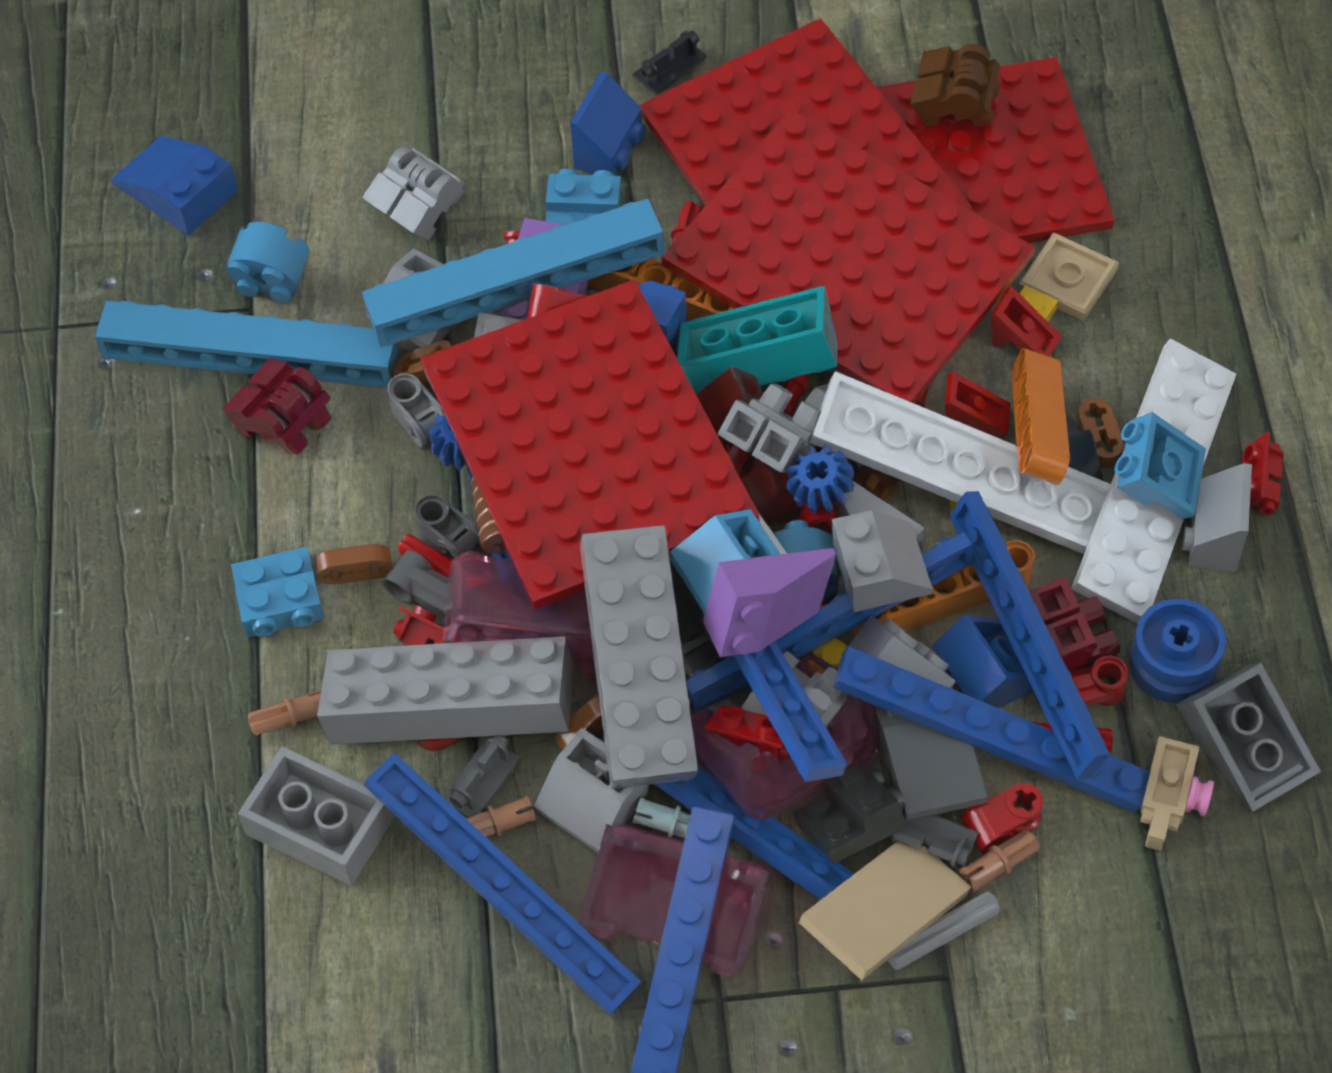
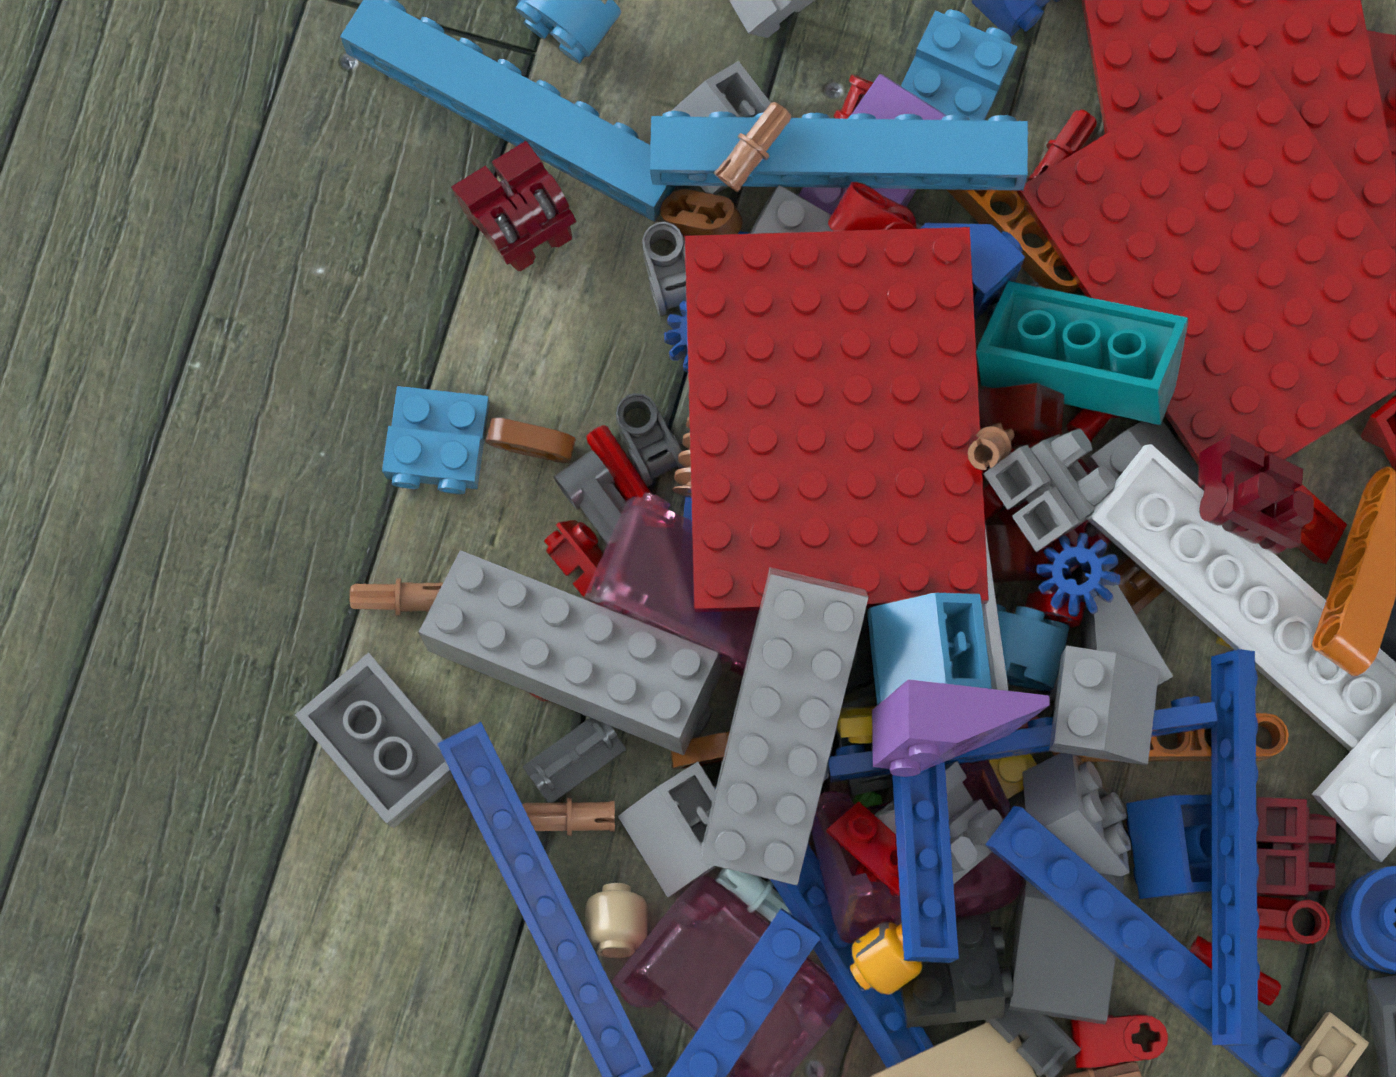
camera: 20 degrees right, 20 degrees up
(448, 280) = (753, 146): none -> nougat axle
(564, 879) = (616, 920): none -> tan head
(699, 653) = (856, 724): none -> yellow plate
(714, 411) = (990, 447): none -> nougat axle
(793, 813) = (881, 959): none -> light orange head
(927, 381) = (1253, 494): none -> dark red hips

